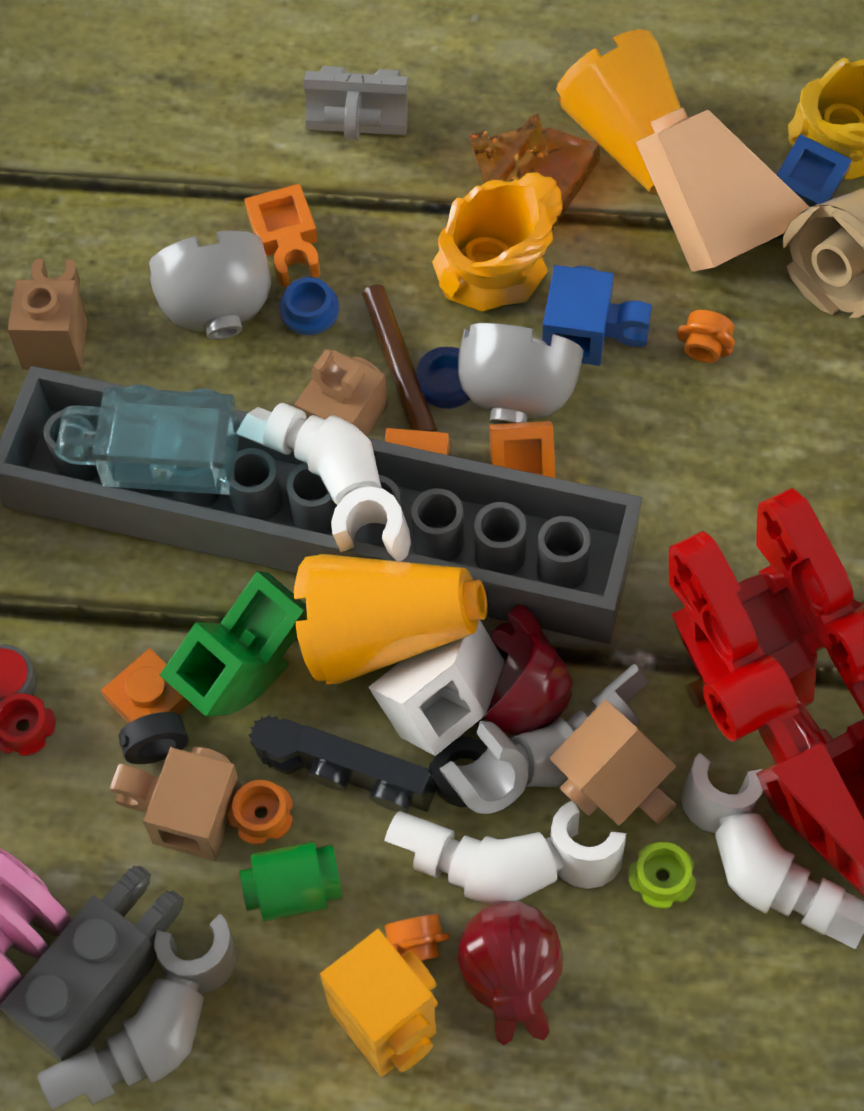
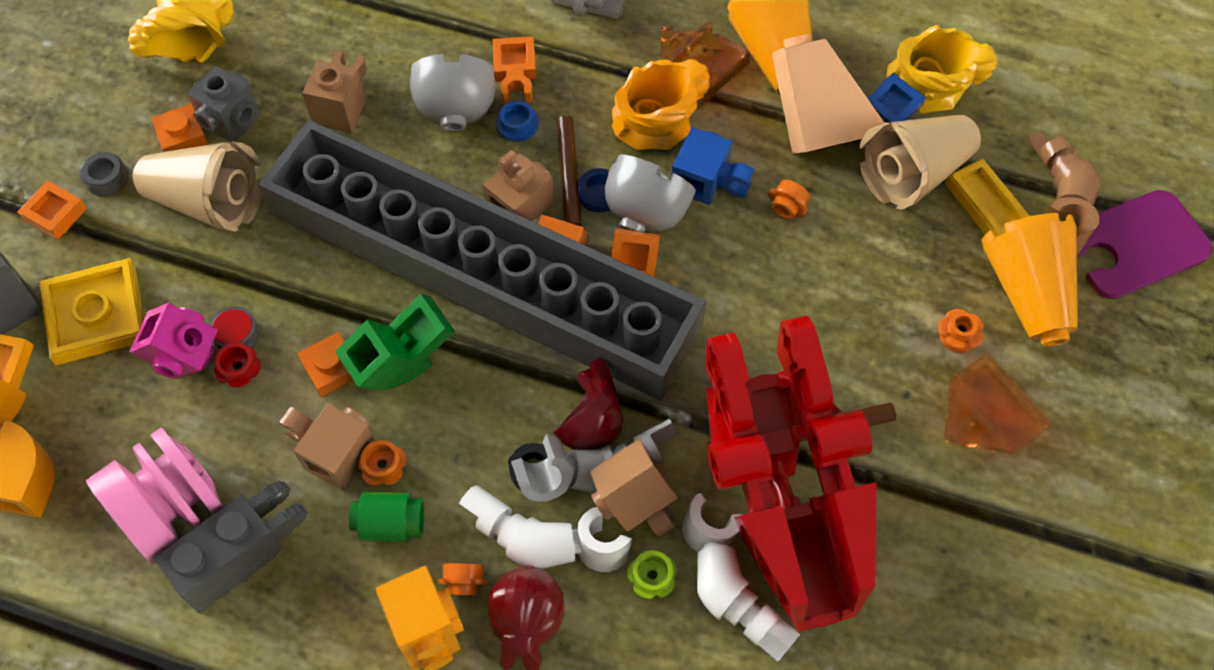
camera: 10 degrees right, 0 degrees up
(151, 737) = (317, 392): black piece -> none
(155, 439) = (375, 186): clear light blue brick -> none
(158, 1034) = (264, 602): light grey piece -> none
(338, 761) = (444, 440): black hinge -> none
(345, 464) = (500, 235): white piece -> none
(380, 612) = (496, 341): light orange cone -> none
(441, 691) = (532, 402): white slope -> none

